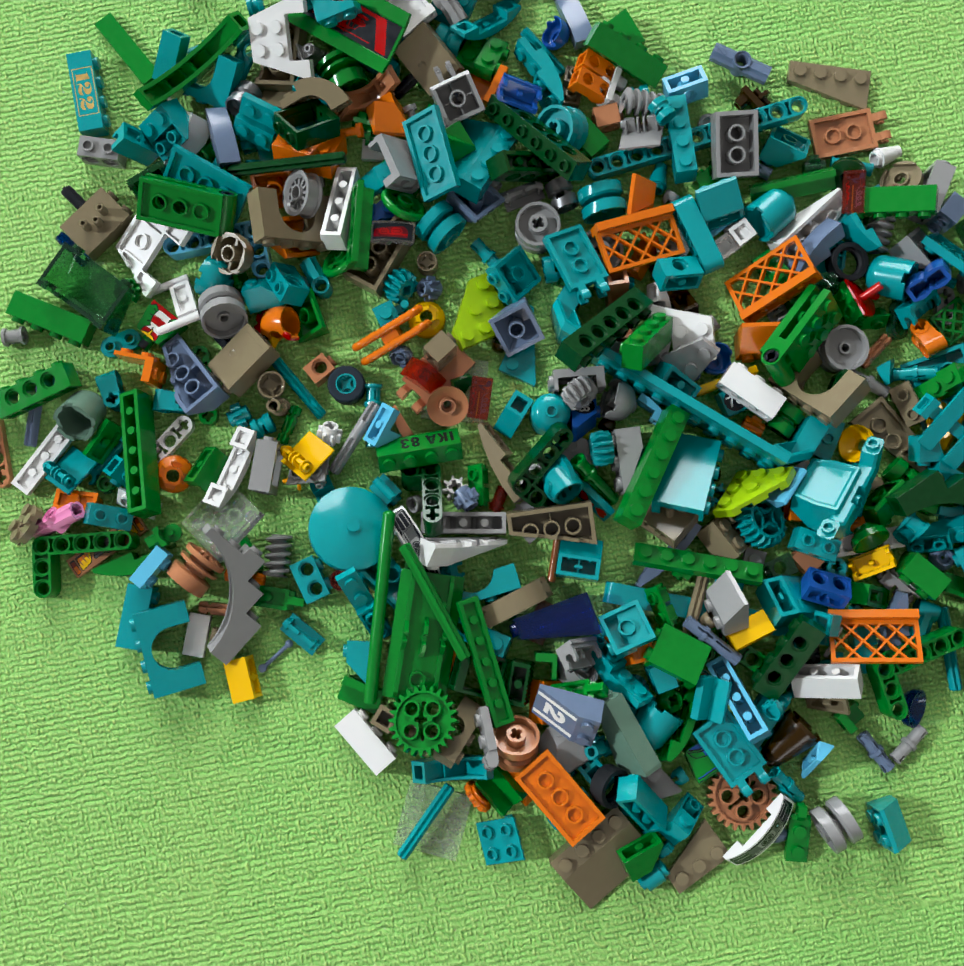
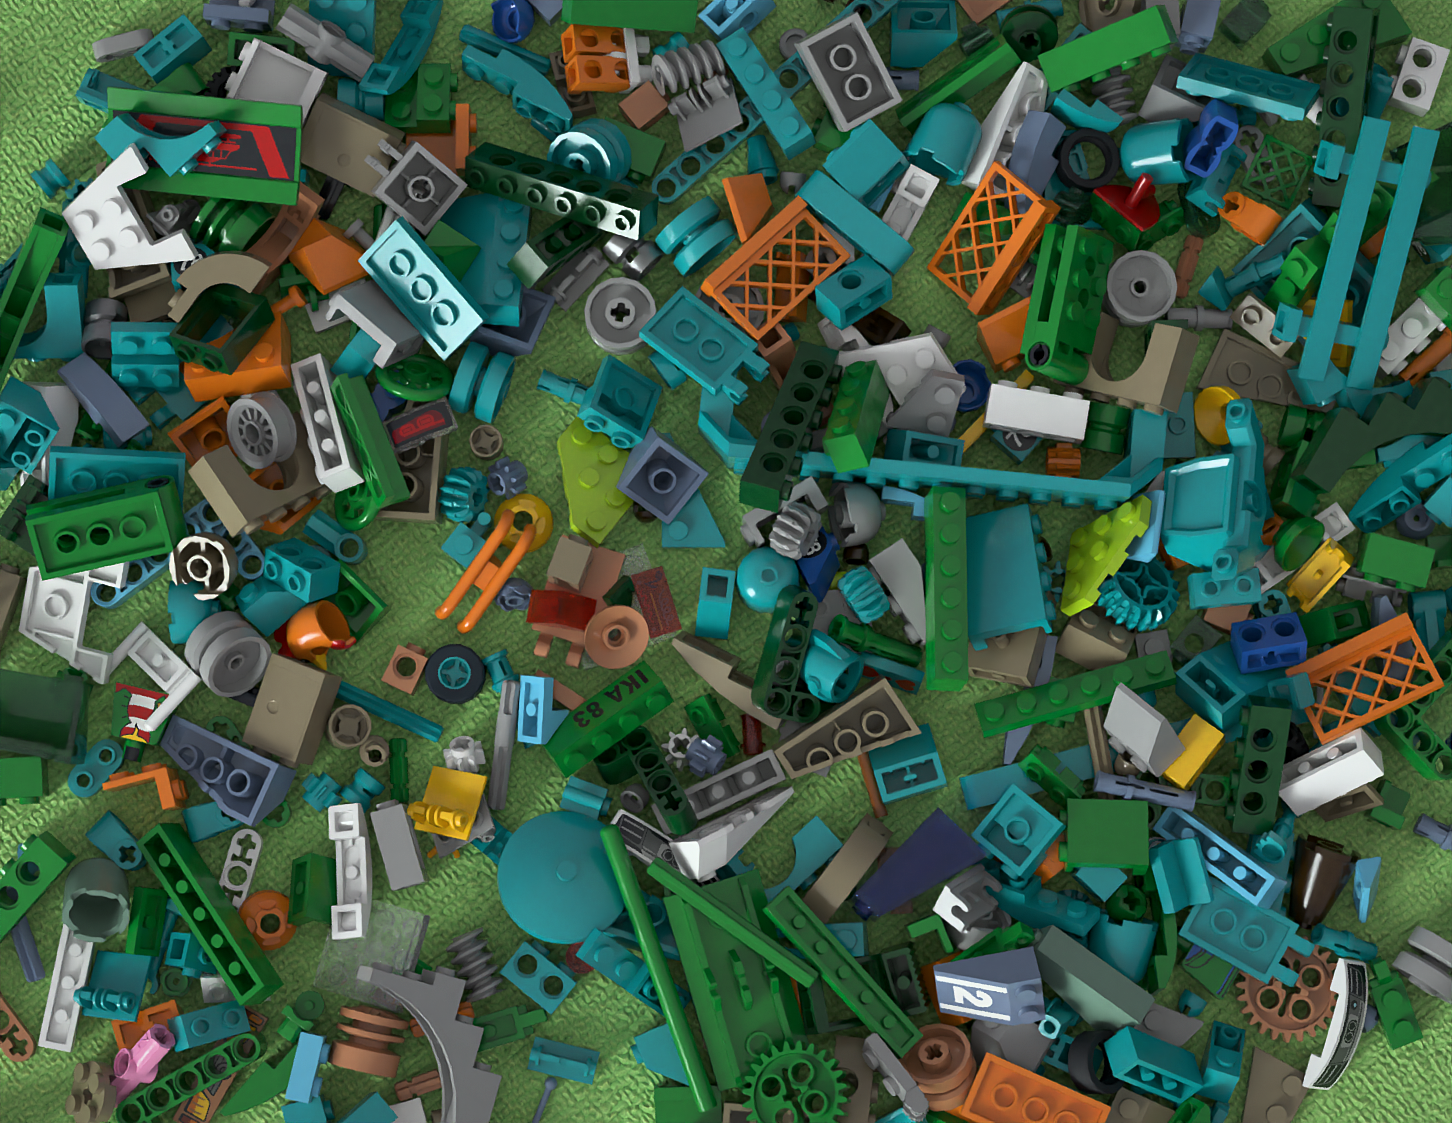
camera: 30 degrees left, 0 degrees up
(287, 164) = (221, 399): dark green axle -> none
(519, 93) = (504, 137): blue hinge -> none
(662, 110) = (722, 70): teal wheel -> none
(853, 191) = (1048, 59): clear red tile -> none
(910, 529) = (1347, 503): teal piece -> none

